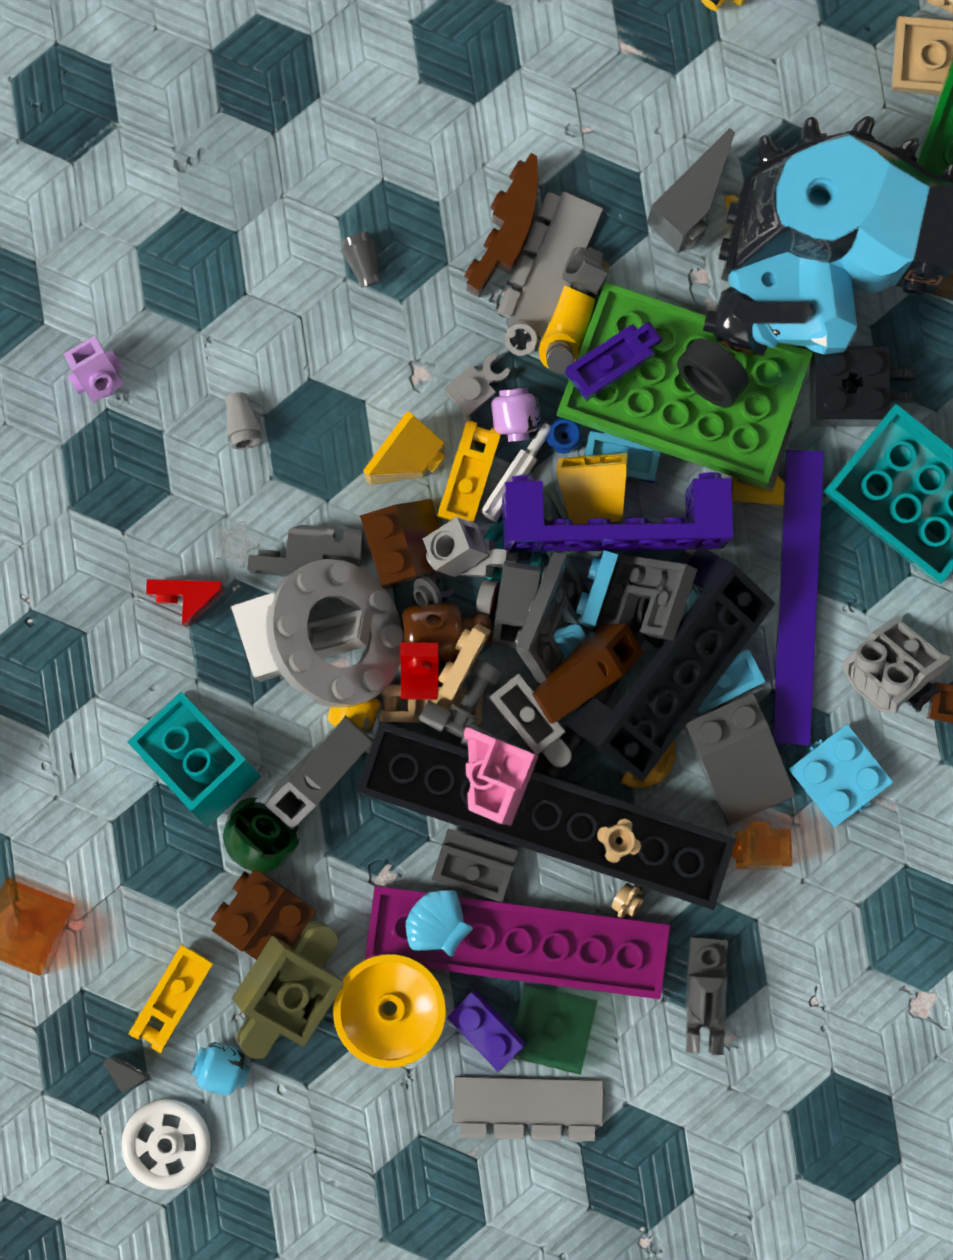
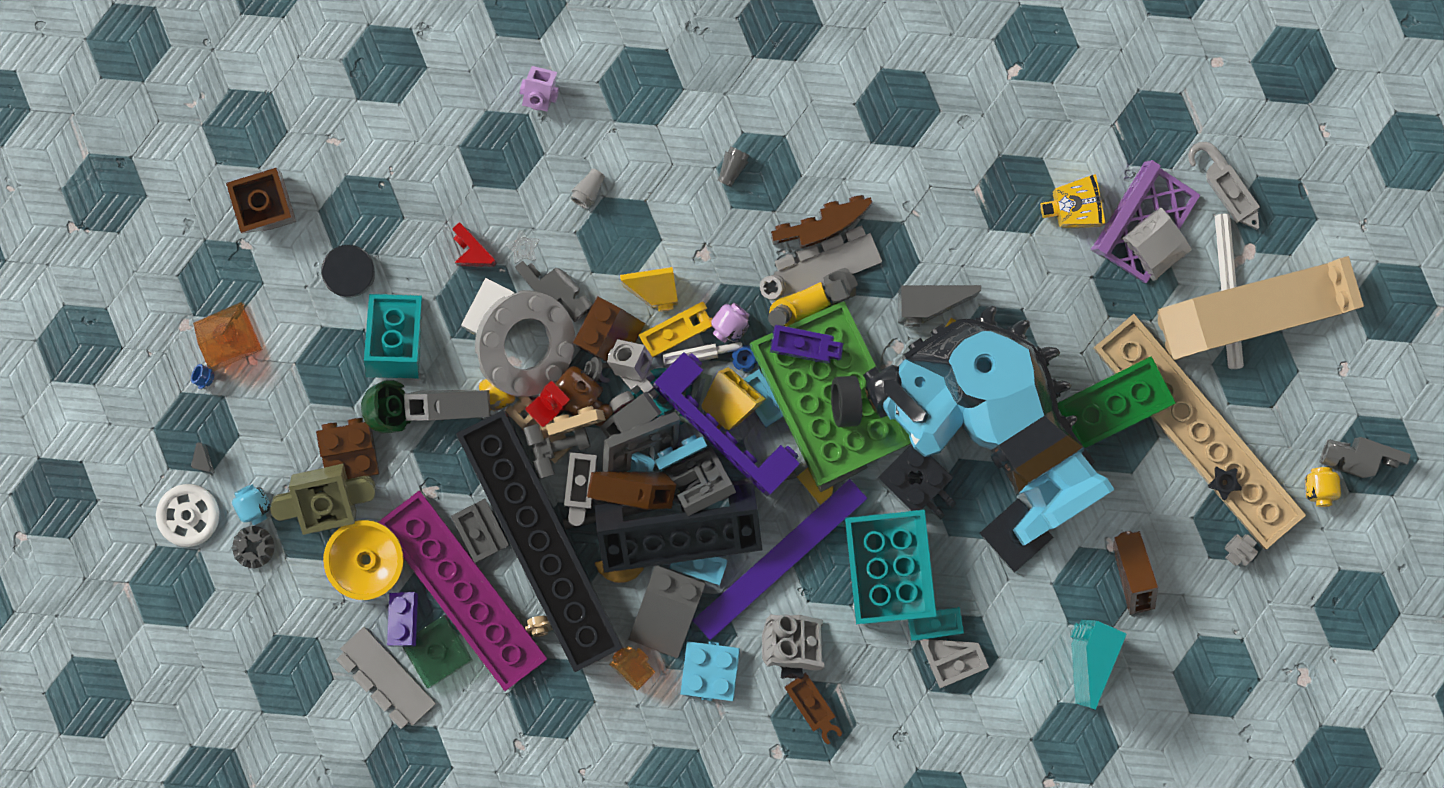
camera: 45 degrees right, 0 degrees up
(41, 990) = (202, 376): none -> blue plate
(82, 740) = (348, 271): none -> black tile
(172, 997) = (263, 444): yellow plate -> none
(278, 1099) = (265, 548): none -> dark grey gear
(340, 633) = (527, 345): light grey tile -> none
(437, 922) = (431, 540): medium azure animal -> none
(473, 389) = (721, 288): light grey plate -> none
(496, 776) = (533, 496): bright pink slope -> none
(616, 851) = (565, 596): tan plate -> none
(706, 993) = (531, 711): dark grey plate -> none

